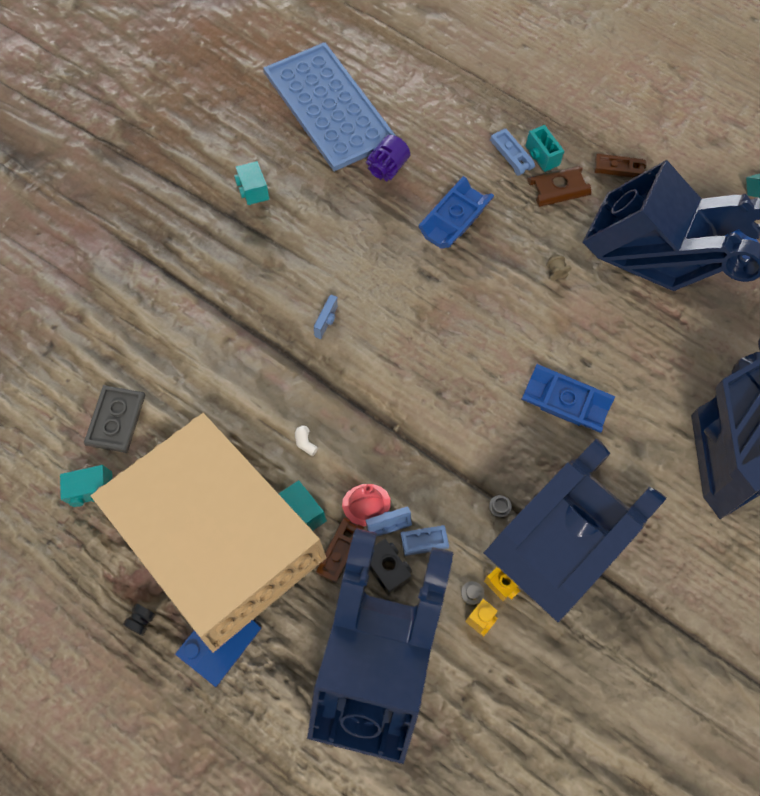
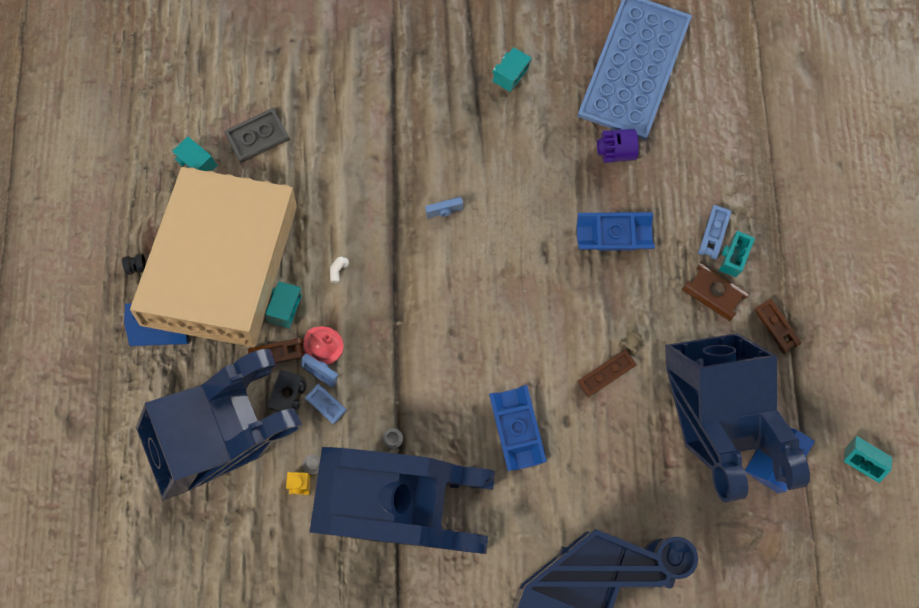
camera: 55 degrees right, 10 degrees up
(569, 302) = (607, 373): none -> reddish brown plate

